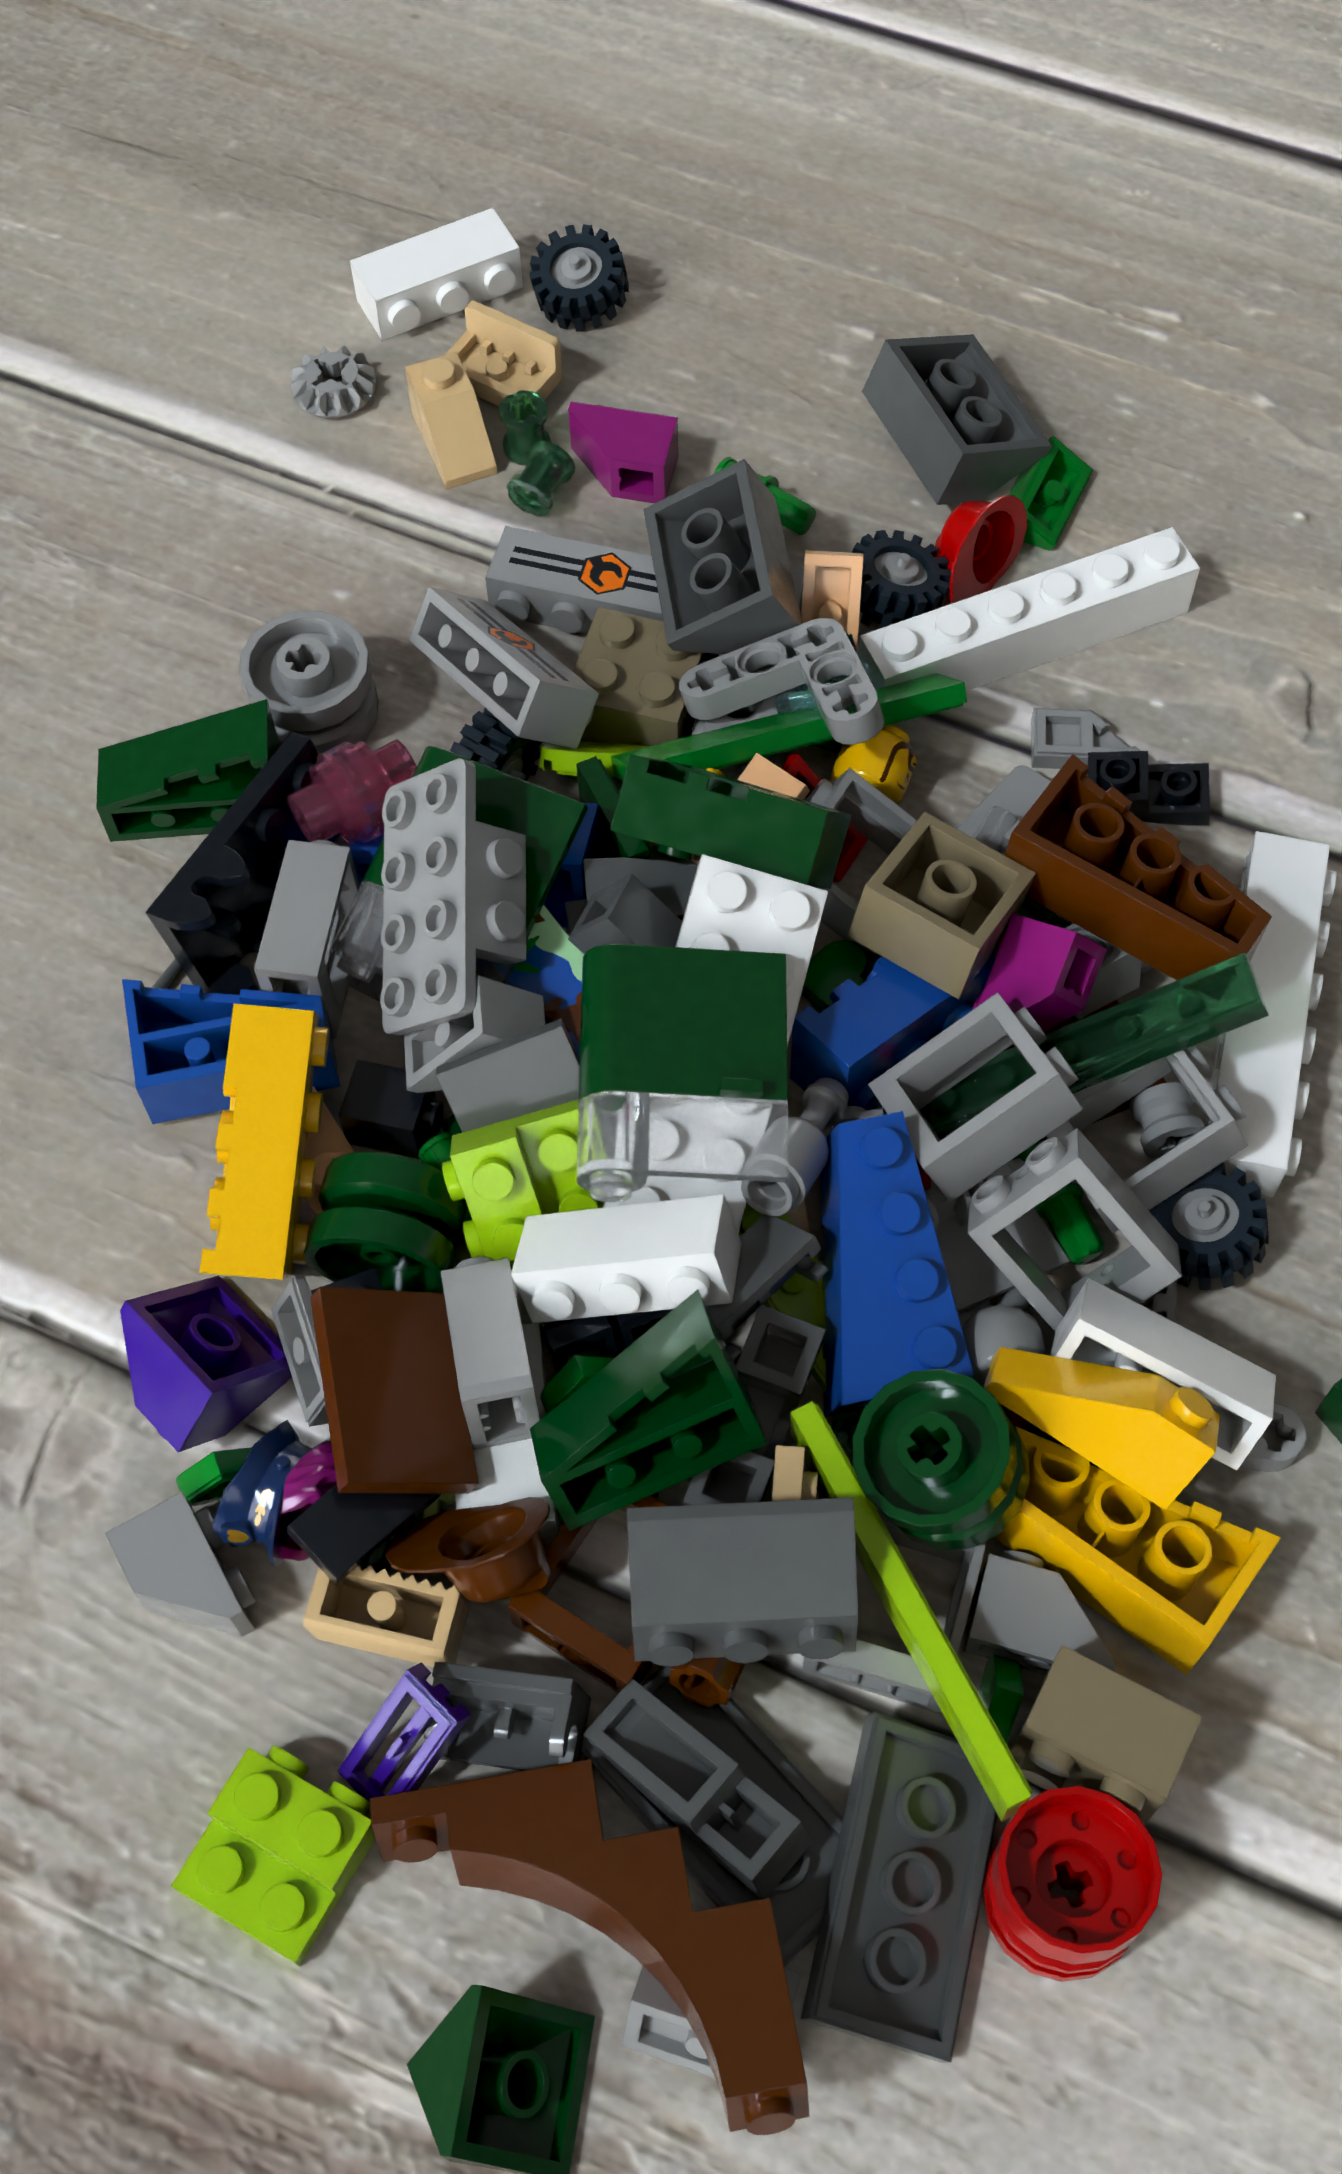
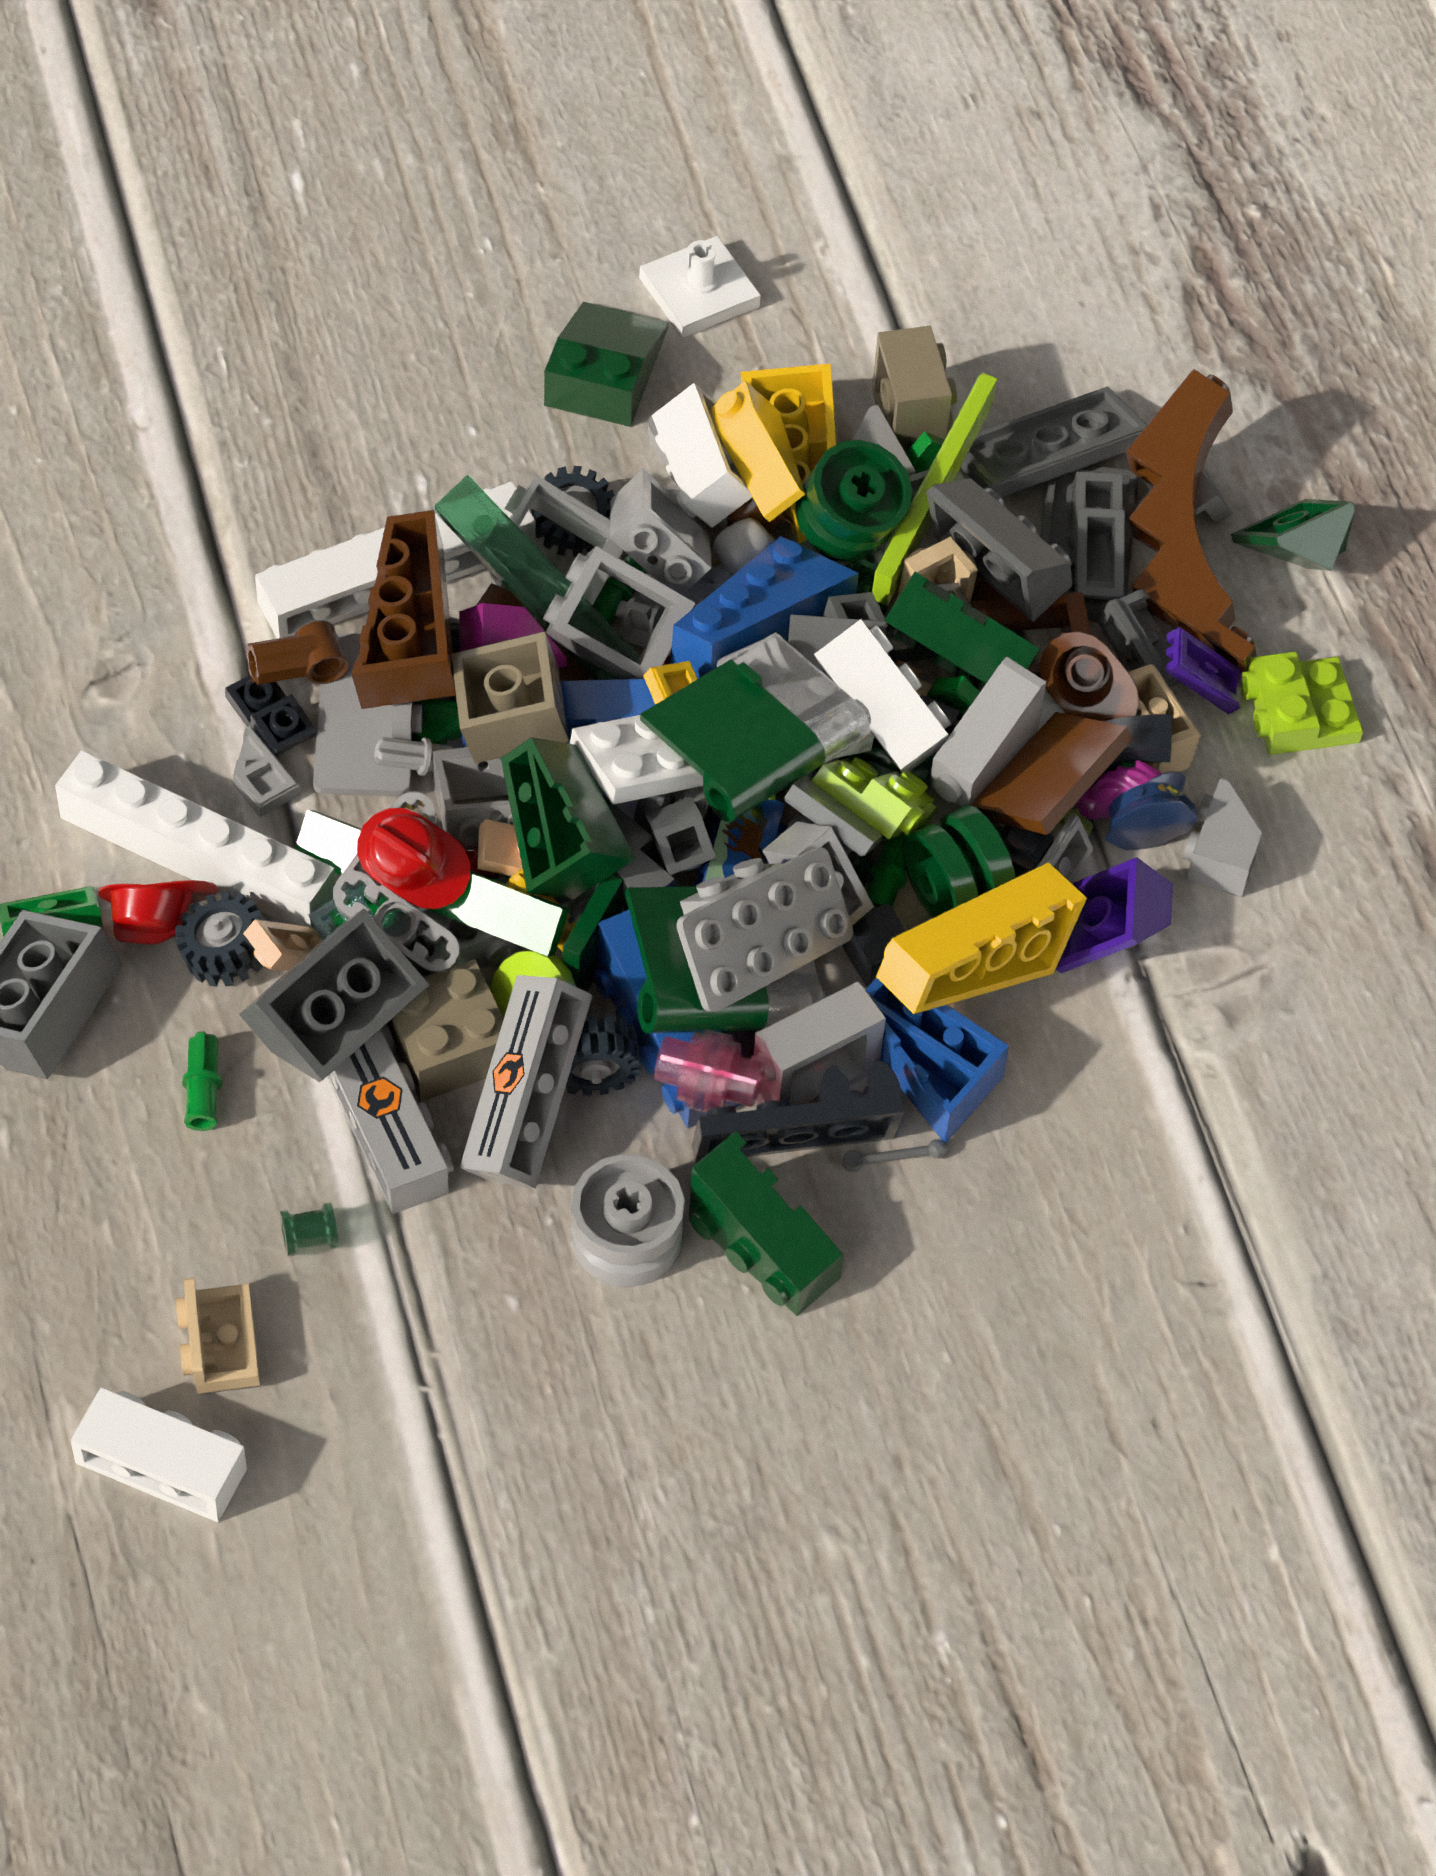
camera: 135 degrees left, 5 degrees down
(211, 1475) = (1166, 860): green tile -> none
(333, 397) = (341, 1472): light grey gear -> none
(450, 419) = (303, 1331): tan slope -> none
(524, 420) = (279, 1262): clear green bush -> none
(579, 277) = (84, 1343): black wheel -> none
(626, 449) = (238, 1187): magenta slope -> none
(804, 678) = (413, 858): none -> red piece
(822, 1066) = (669, 679): none -> yellow tile
(1087, 1845) = (1000, 346): red wheel -> none
(1194, 806) = (310, 653): none -> reddish brown piece

